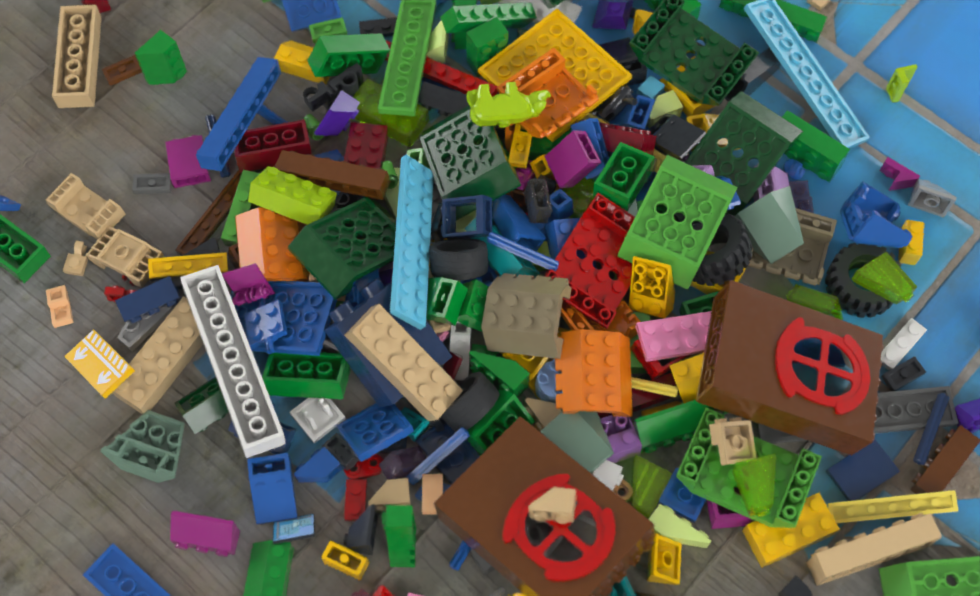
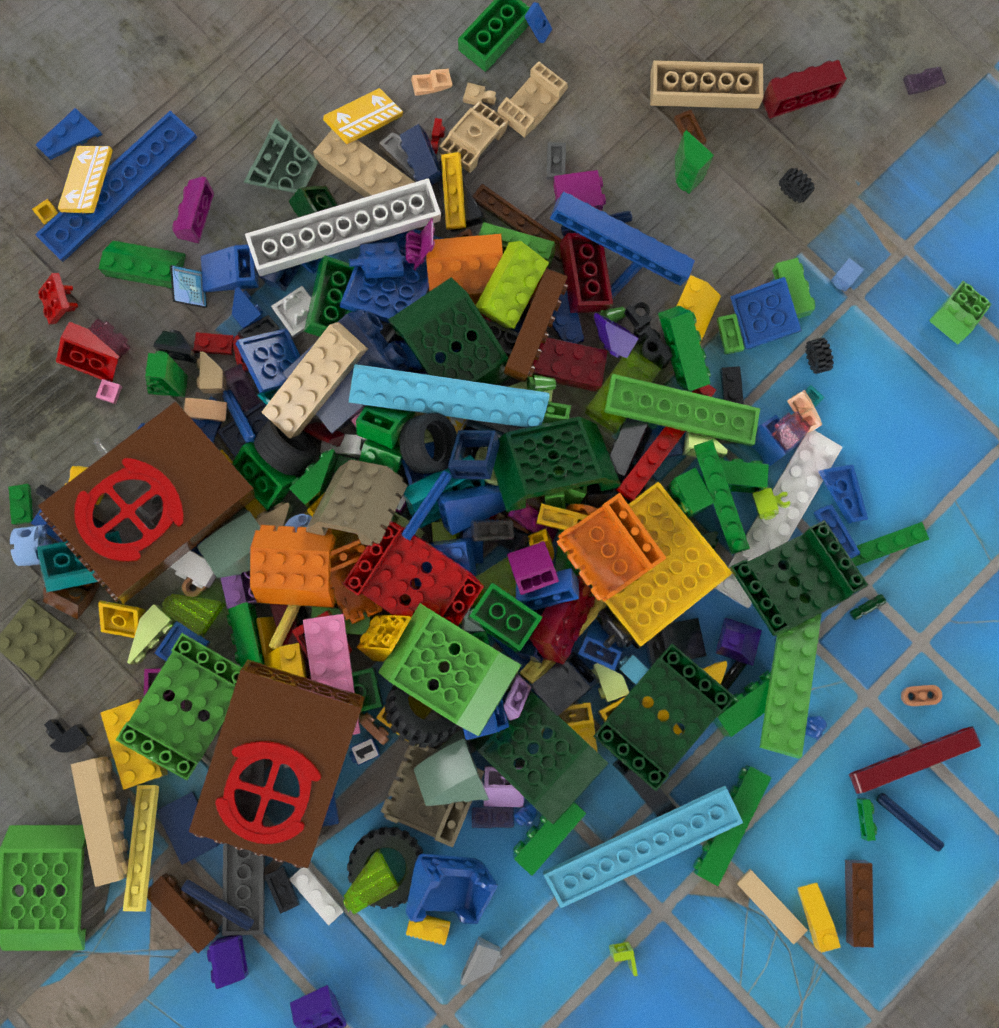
camera: 90 degrees right, 15 degrees up
(345, 560) = (152, 328): yellow brick -> none
(504, 108) = (586, 498): lime animal -> none
(555, 505) = (144, 508): tan slope -> none
(561, 205) = (492, 554): blue brick -> none
(733, 440) = (208, 693): tan plate -> none
(756, 483) = (164, 710): clear neon green slope -> none
(815, 300) = (362, 808): clear neon green slope -> none
(902, 176) = (508, 935): magenta slope -> none

